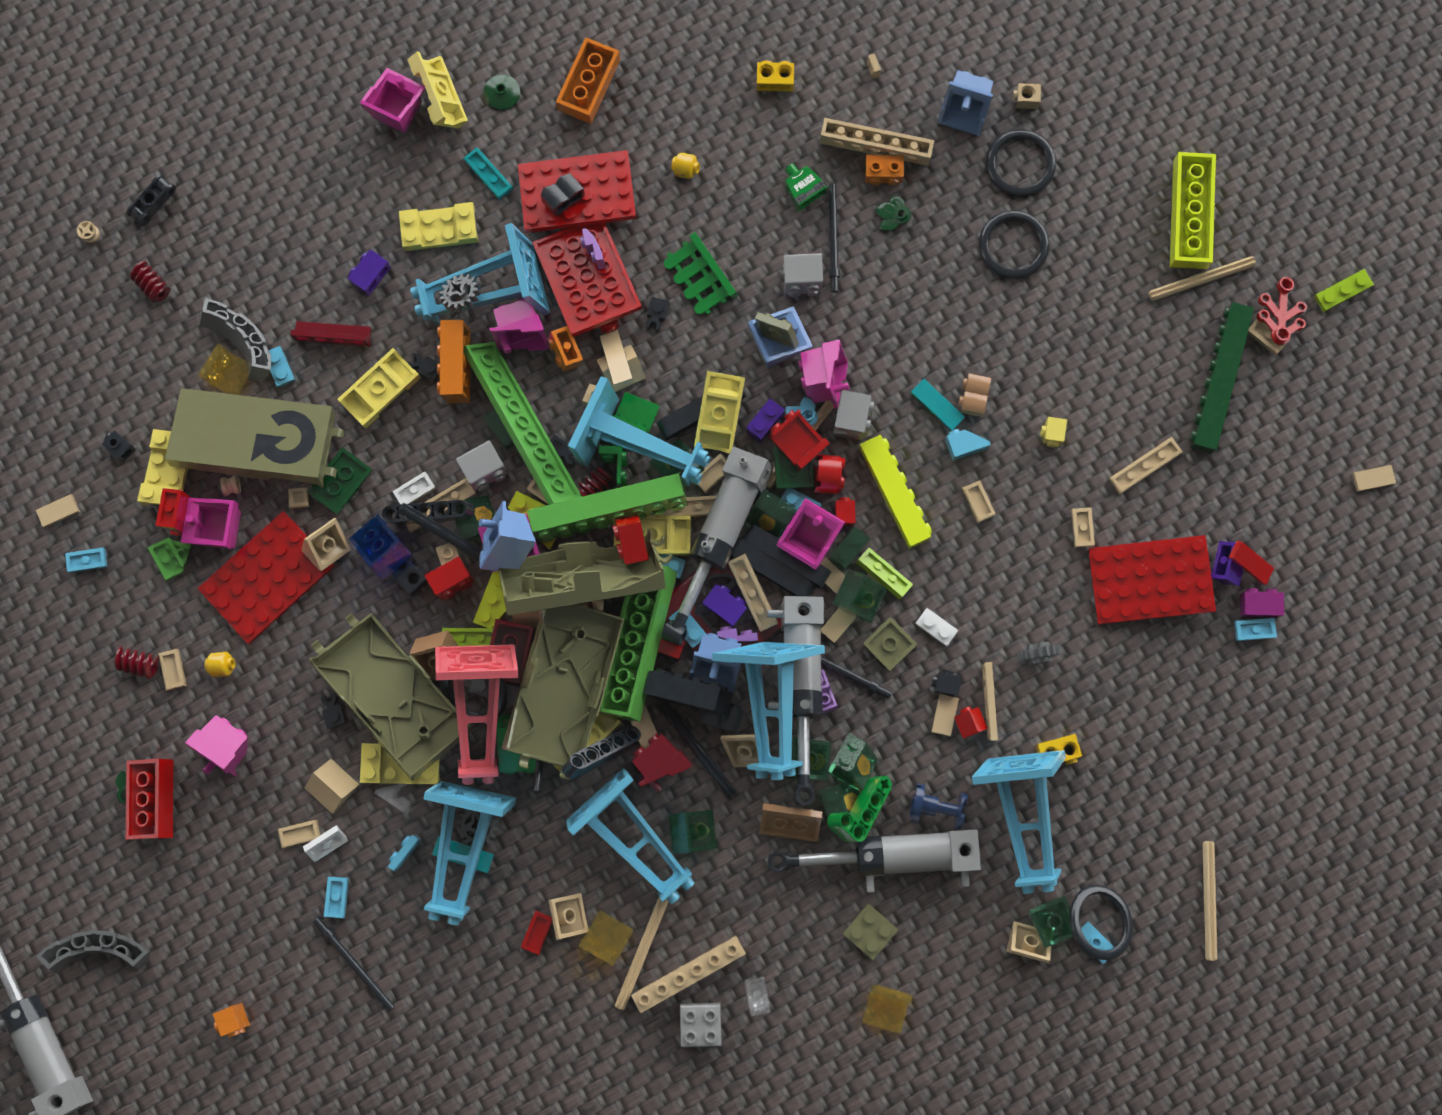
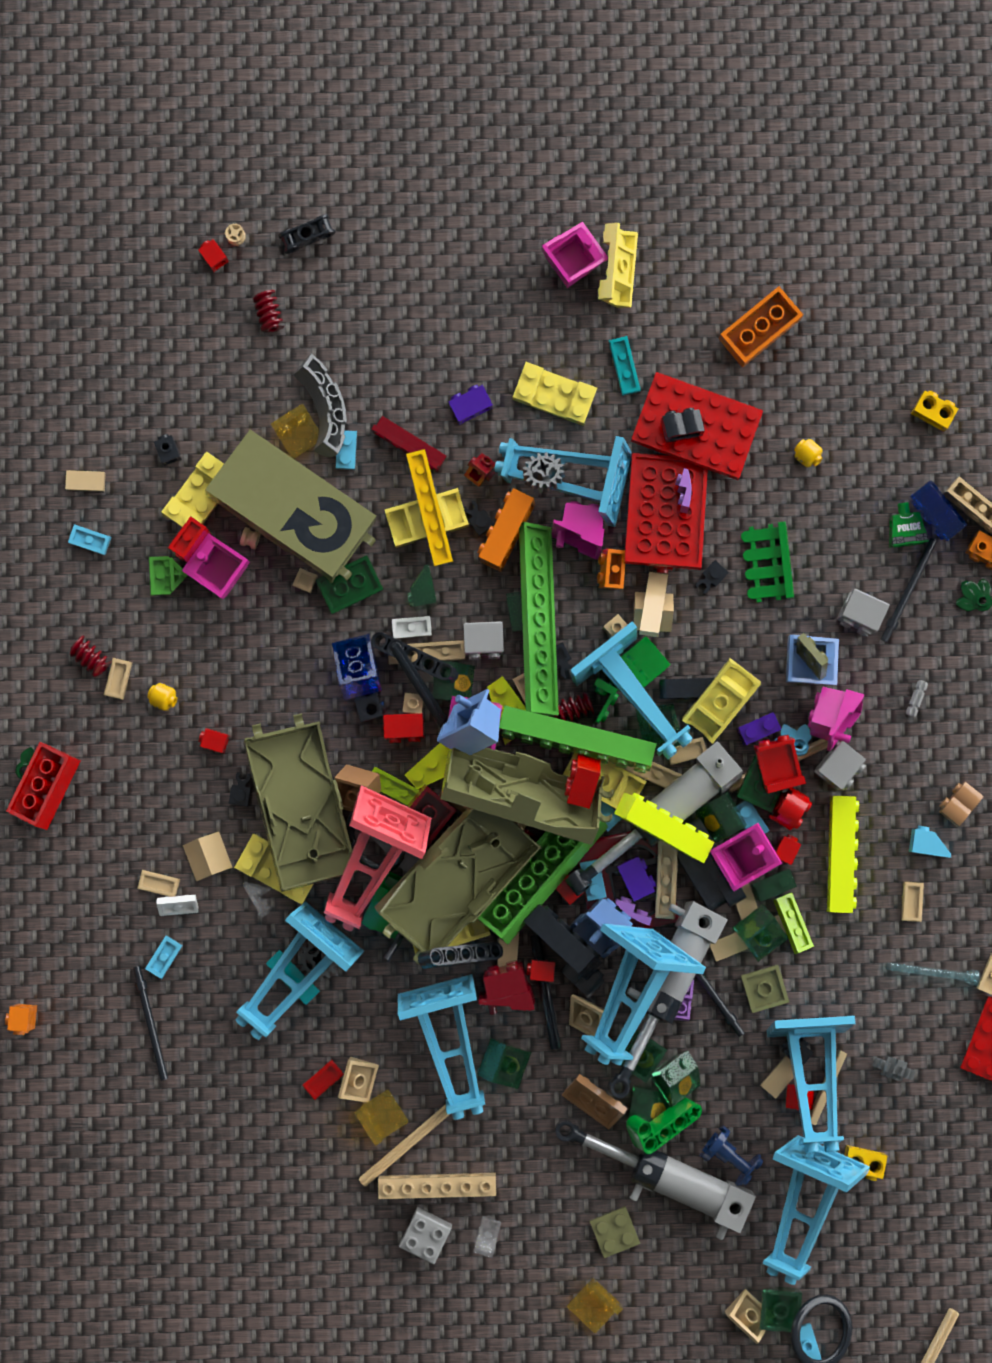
camera: 25 degrees right, 5 degrees up
(77, 259) = (213, 255): none -> red brick
(220, 744) = (128, 772): piece -> none
(263, 578) = (241, 638): red plate -> none
(286, 679) = (214, 740): none -> red brick
(325, 545) = (308, 639): tan slope -> none
(375, 376) = (429, 507): none -> yellow plate
(399, 858) = (249, 944): medium azure plate -> none
(405, 322) = (480, 469): none -> dark red brick
(407, 454) = (422, 591): none -> clear green slope
(505, 99) = (673, 303): dark green dish -> none
(682, 730) = (541, 970): none -> red brick
(723, 542) = (663, 827): none -> neon yellow brick
(822, 156) = (938, 511): none -> clear blue brick
(889, 325) = (916, 698): none -> light grey axle
(936, 627) = (814, 994): white plate -> none
(937, 405) = (922, 794): teal tile -> none
(945, 653) = (827, 1029): none -> medium azure piece
(1064, 540) = (970, 977): none -> clear light blue piece

